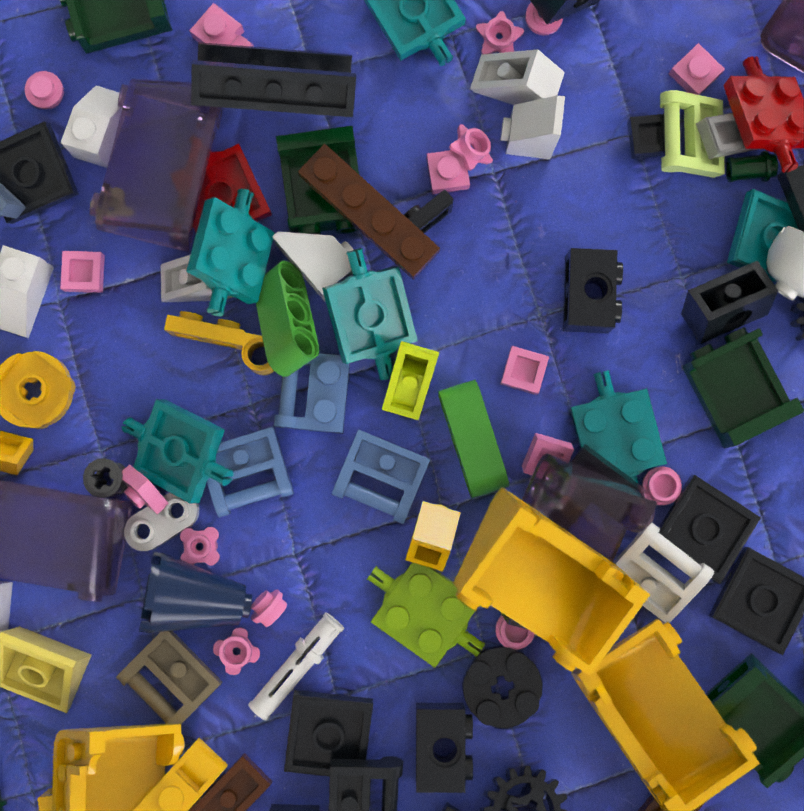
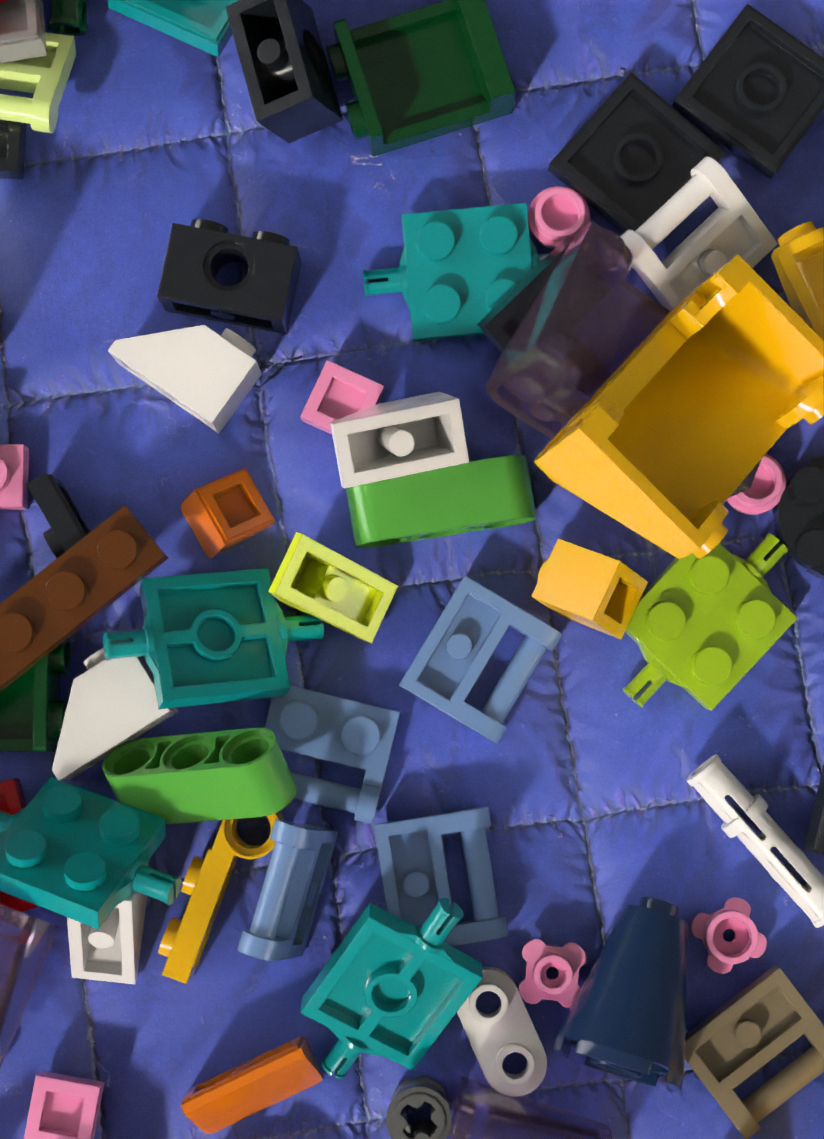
camera: 75 degrees left, 0 degrees up
(111, 378) = (252, 1086): none -> orange slope
(142, 491) = (449, 1056): bright pink plate -> none
(226, 382) = (289, 891): none -> medium blue plate
(268, 607) = (667, 873): bright pink plate -> none
(447, 311) = (226, 512): none -> orange slope
(506, 406) = (399, 439): none -> white slope
(531, 278) = (193, 369): none -> white slope
(542, 445) = (472, 392): bright pink plate -> none

